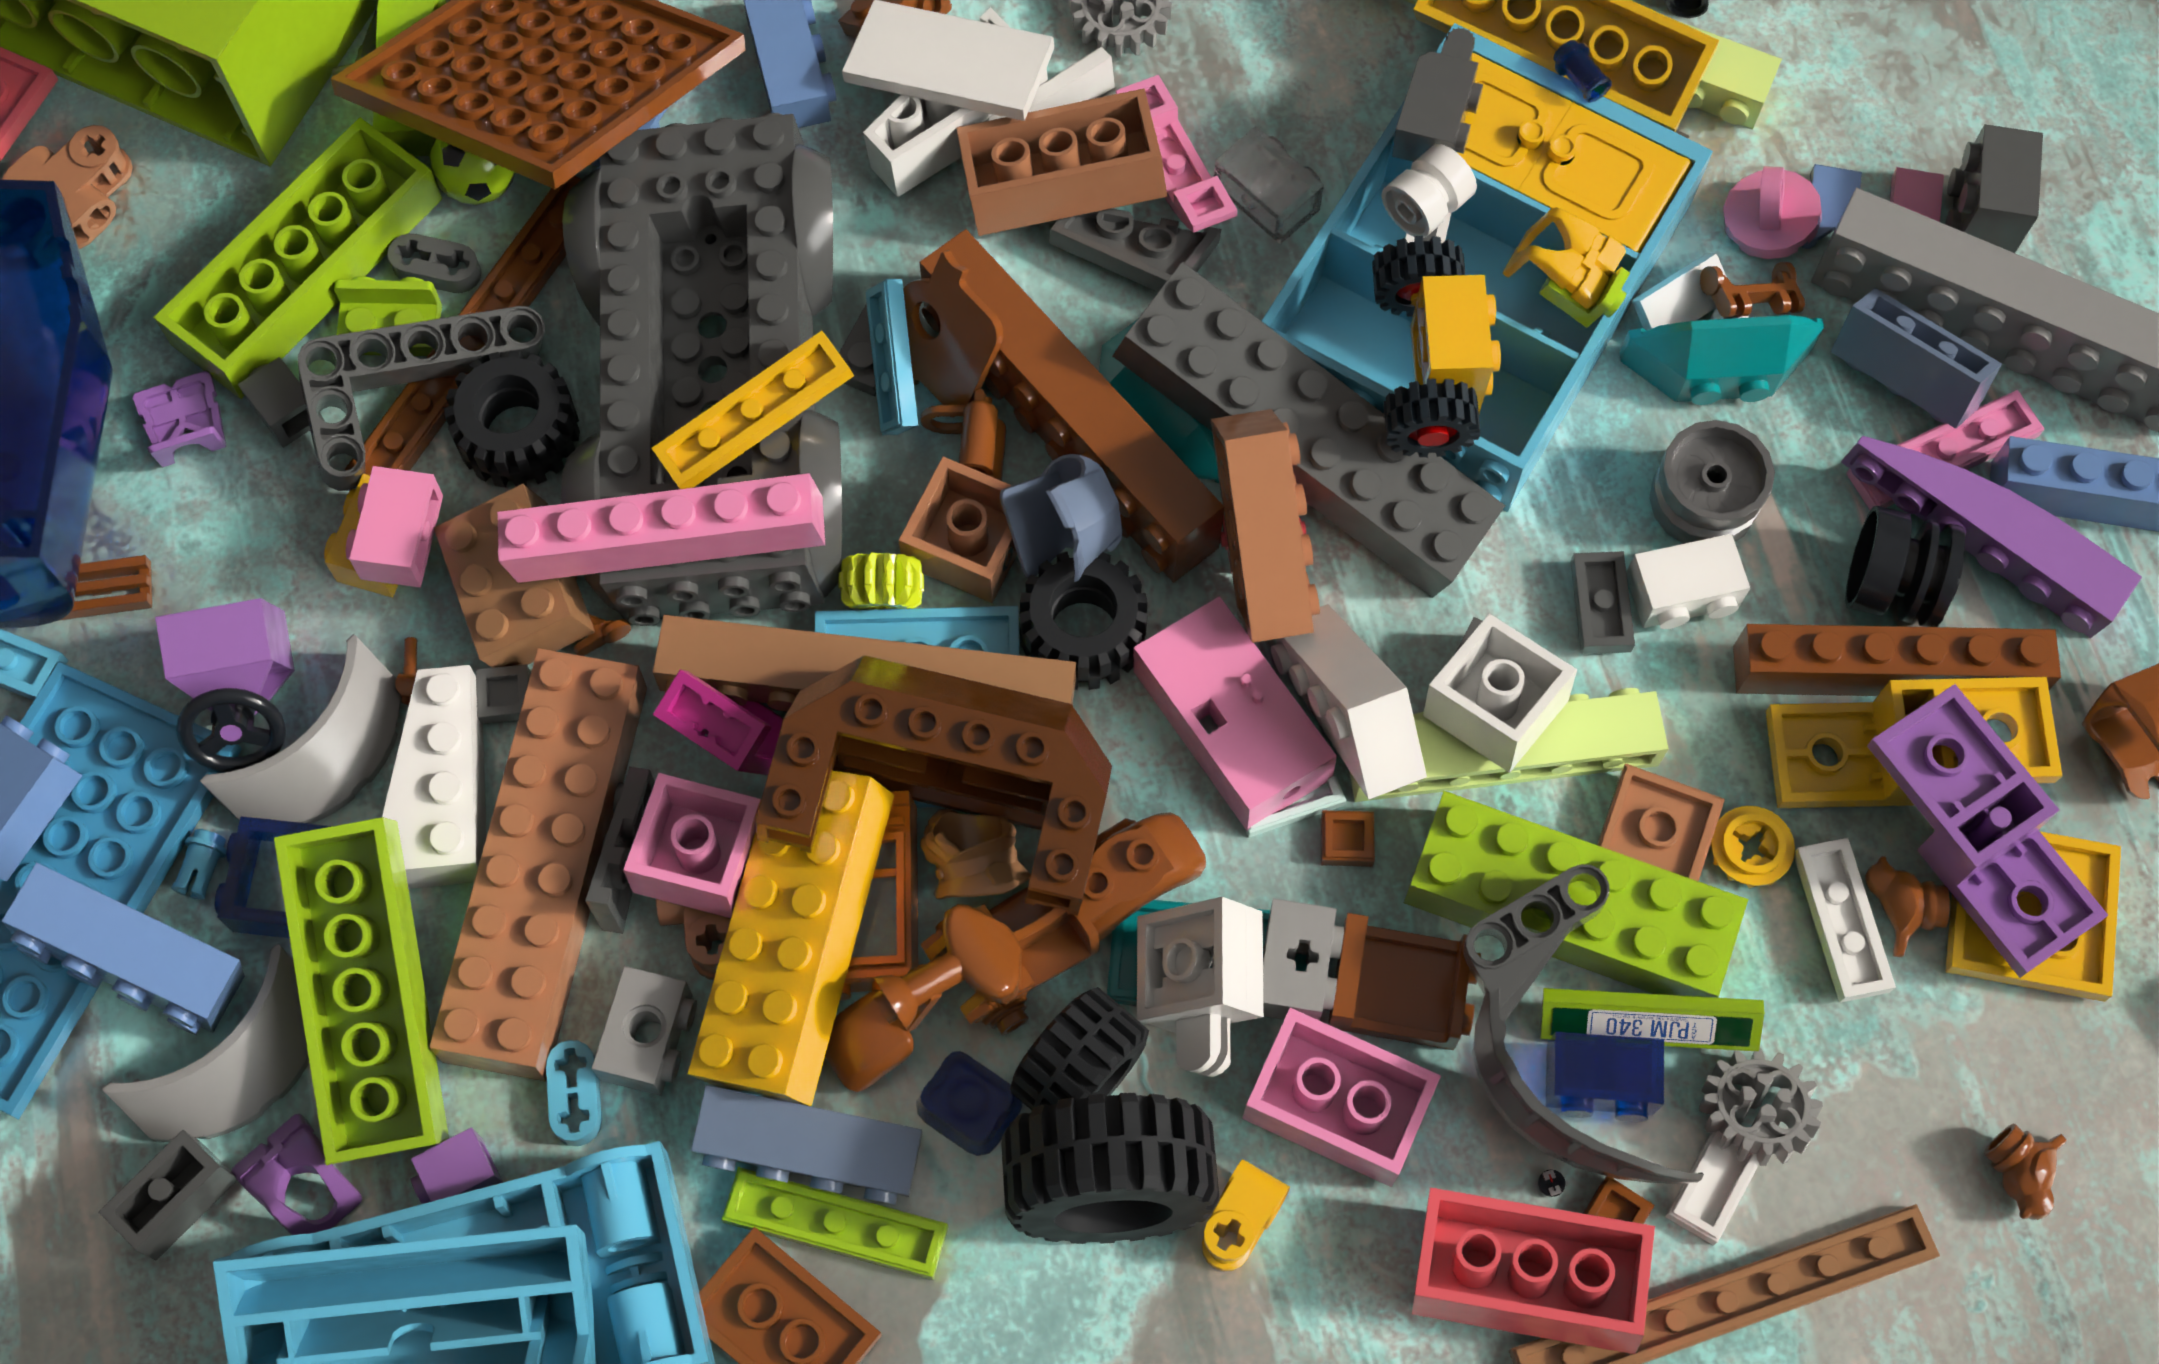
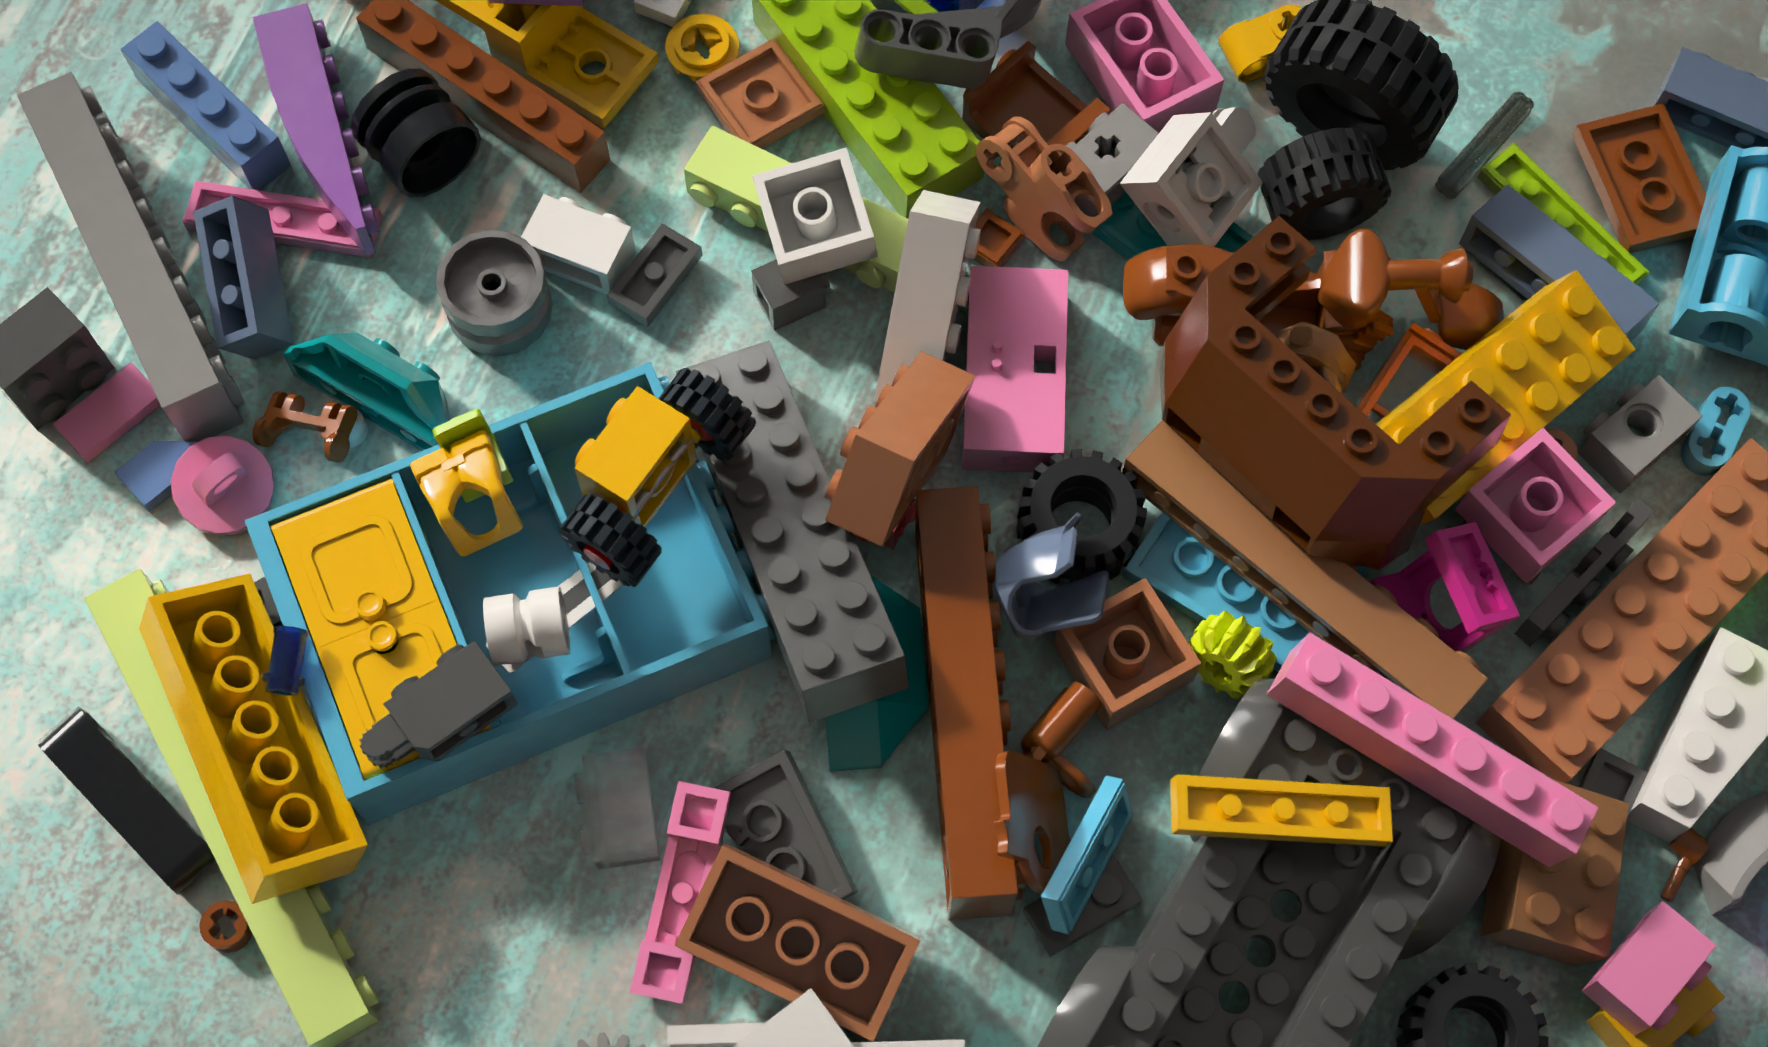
camera: 145 degrees left, 0 degrees up
(960, 1259) = (1484, 145): none -> clear smoke axle
(968, 1104) = (1412, 229): clear blue piece -> none
(1361, 888) = (1042, 186): none -> nougat piece
(1677, 297) = (359, 460): white tile -> none

